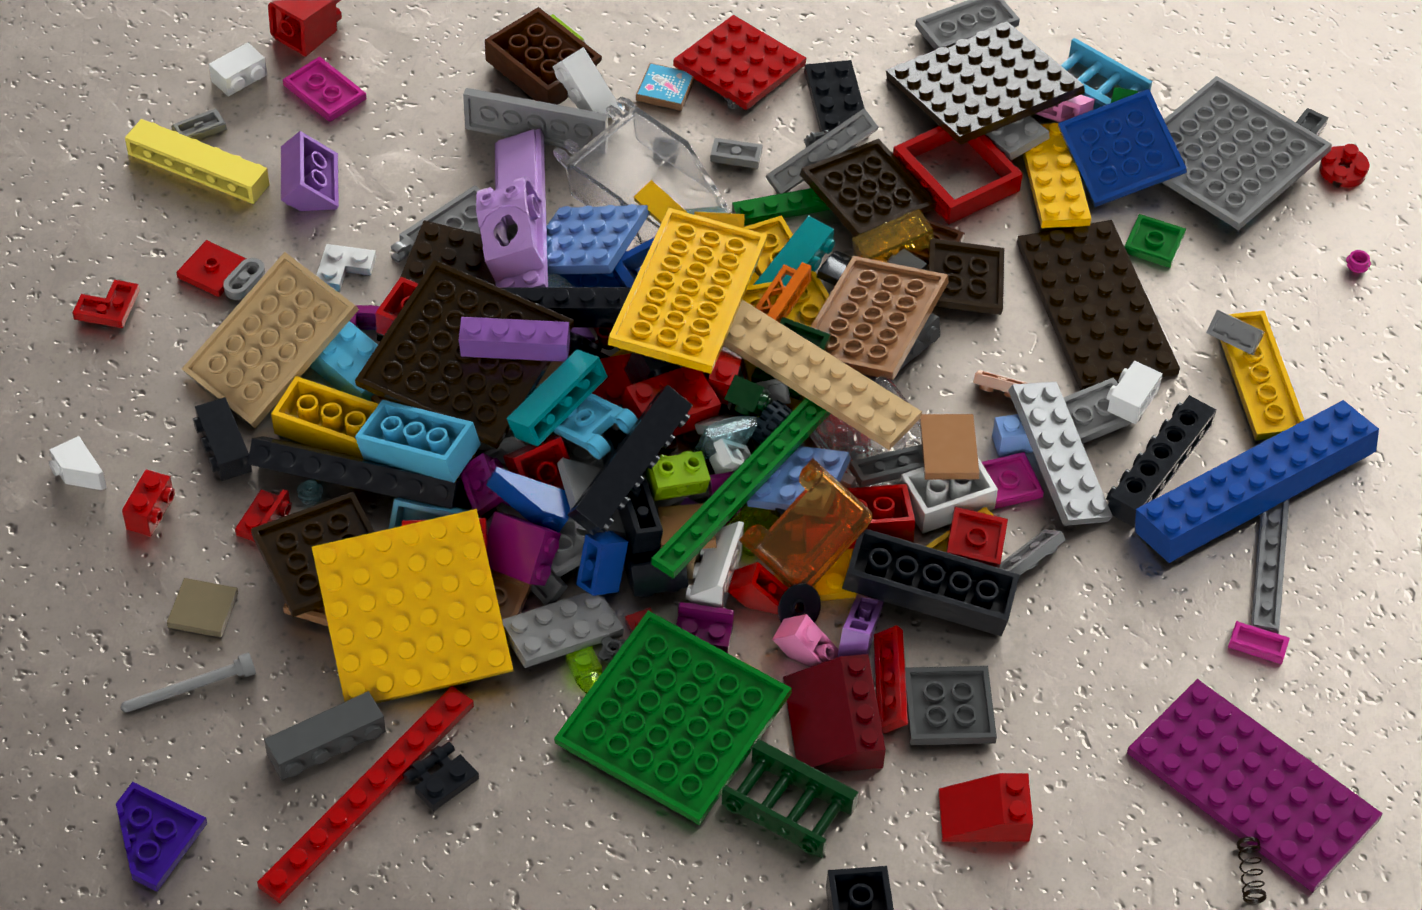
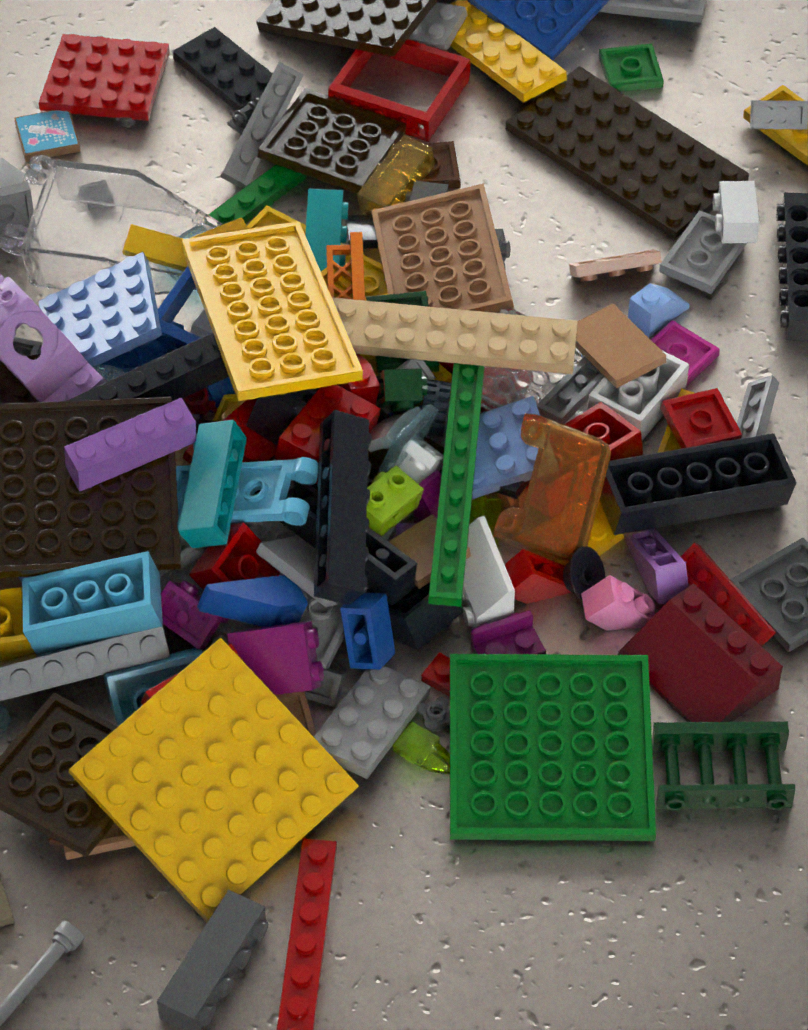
camera: 30 degrees left, 0 degrees up
(446, 782) = (372, 940): black plate -> none
(736, 153) = (173, 165): light grey plate -> none
(973, 275) = (499, 166): dark brown plate -> none
(1060, 453) = (713, 303): plate -> none

